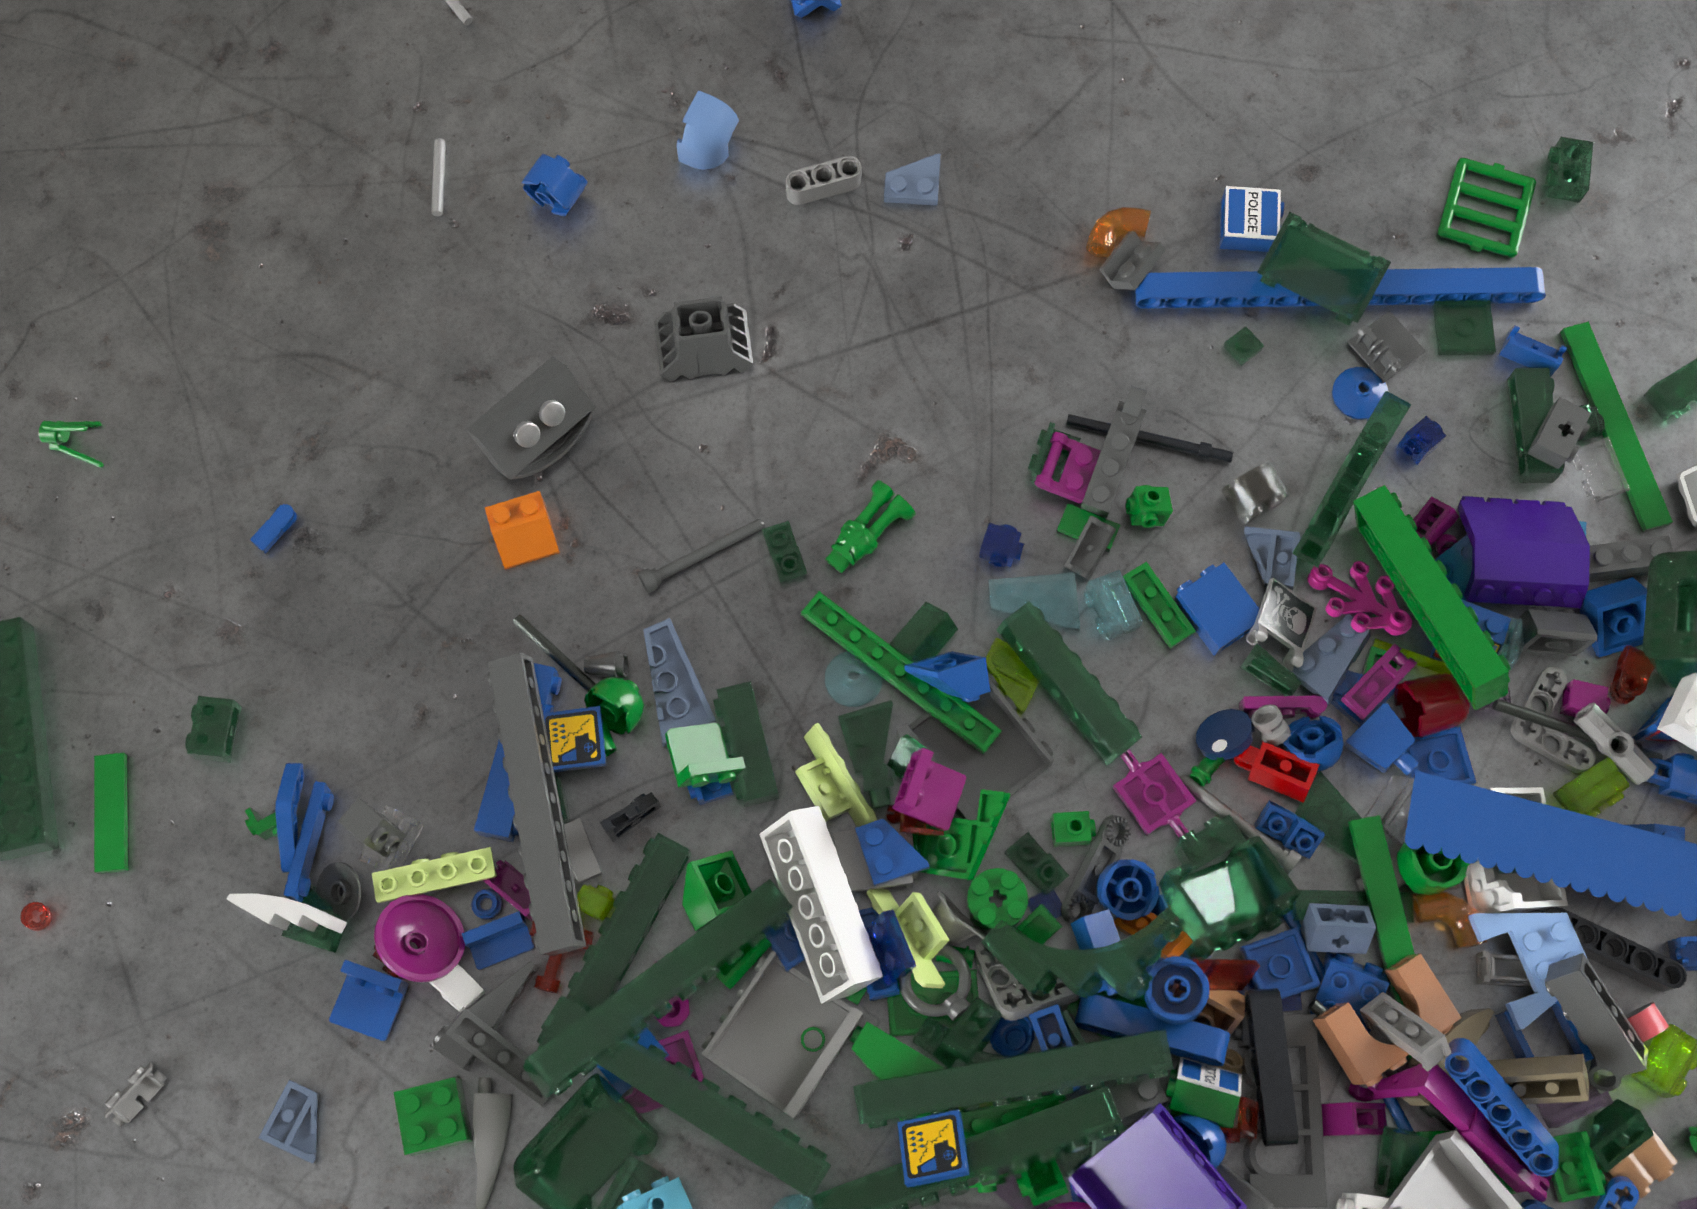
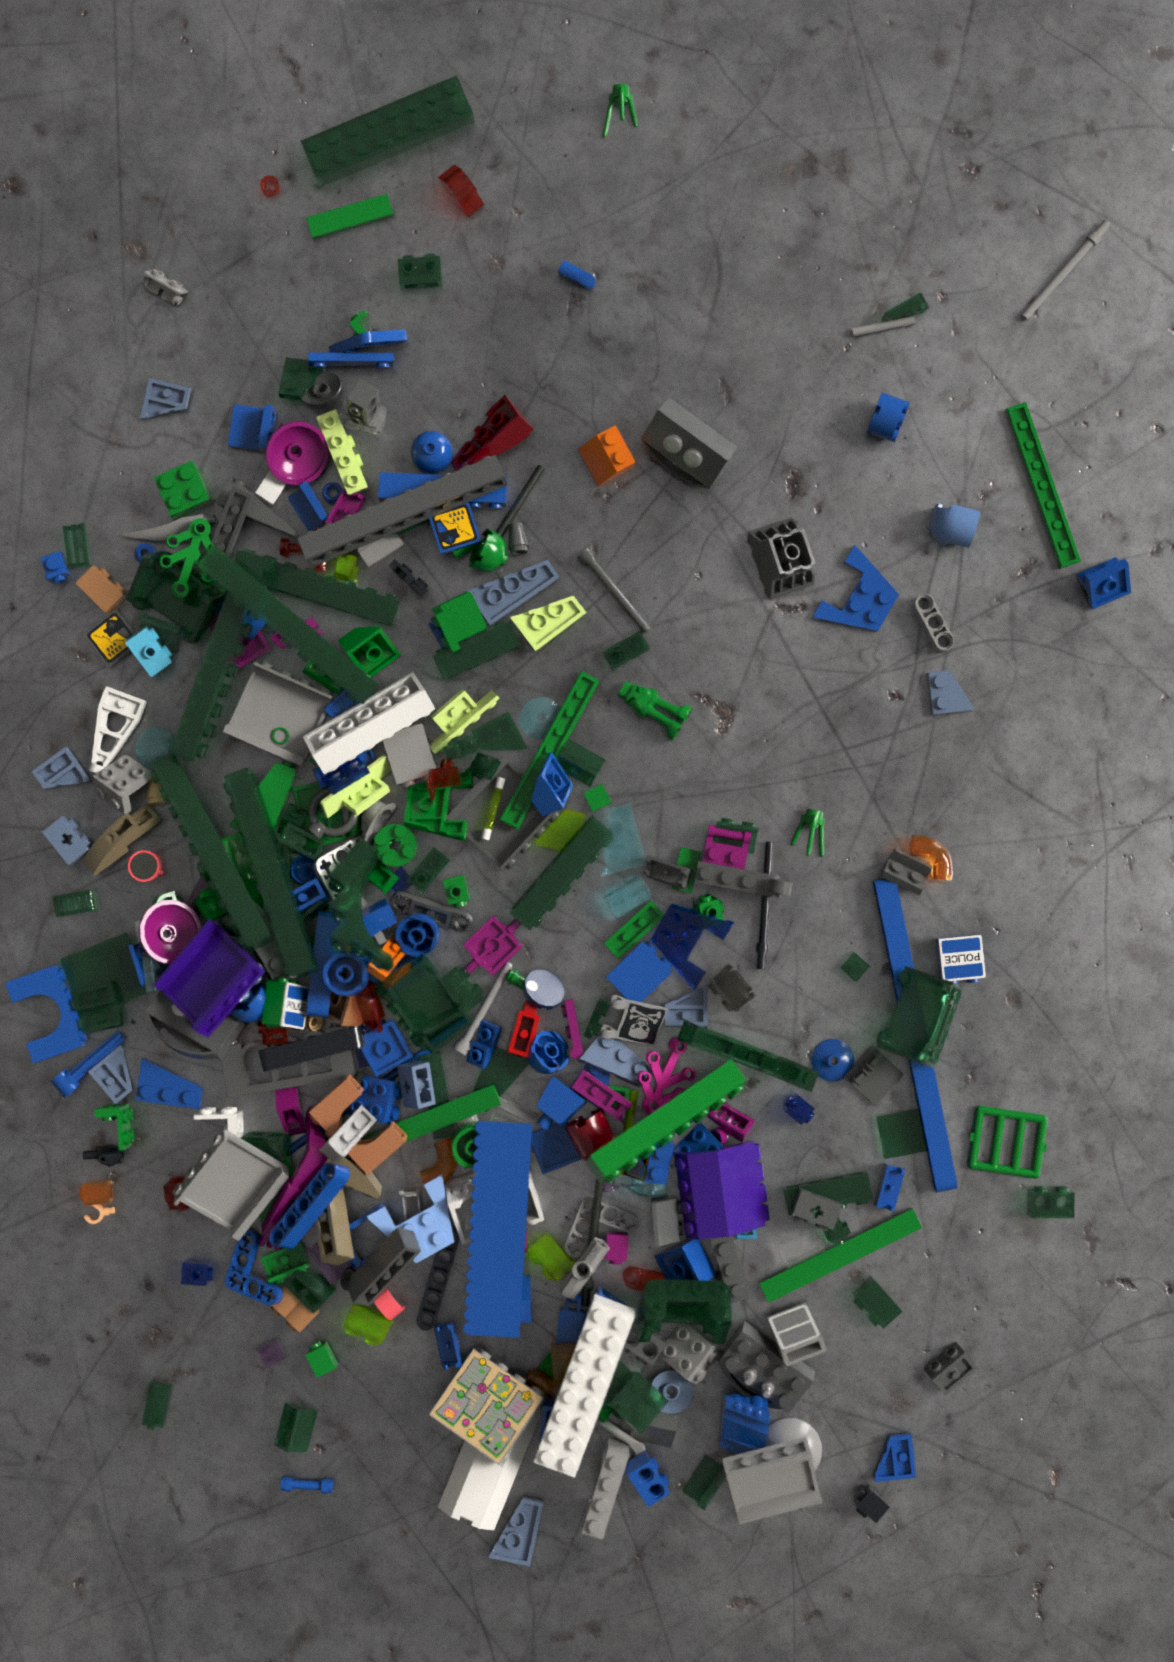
camera: 80 degrees right, 15 degrees up
(113, 652) = (462, 189): none -> clear red brick
(283, 911) = (298, 355): white slope -> none
(424, 140) = (911, 307): none -> clear green slope
(457, 663) = (499, 432): none -> dark red wedge
(462, 758) = (431, 452): none -> blue cylinder
(501, 1196) = (143, 546): none -> blue plate
(528, 1117) = (190, 553): none -> green plant
(678, 35) = (1042, 485): none -> green tile
(726, 645) = (547, 622): none -> yellowish green wing
(778, 250) = (869, 600): none -> blue wing
(888, 853) = (412, 763): blue wing -> none
(929, 791) = (459, 785): magenta bracket -> none
(933, 1148) = (214, 826): tile -> none
(967, 760) = (493, 808): none -> clear neon green bar
(974, 623) = (597, 797): none -> green tile
(1001, 545) = (659, 808): clear blue brick -> none
(1048, 360) = (812, 819): none -> green plant
(1174, 544) = (679, 935): none -> clear blue wing
(1270, 724) = (554, 1020): light grey wheel -> none

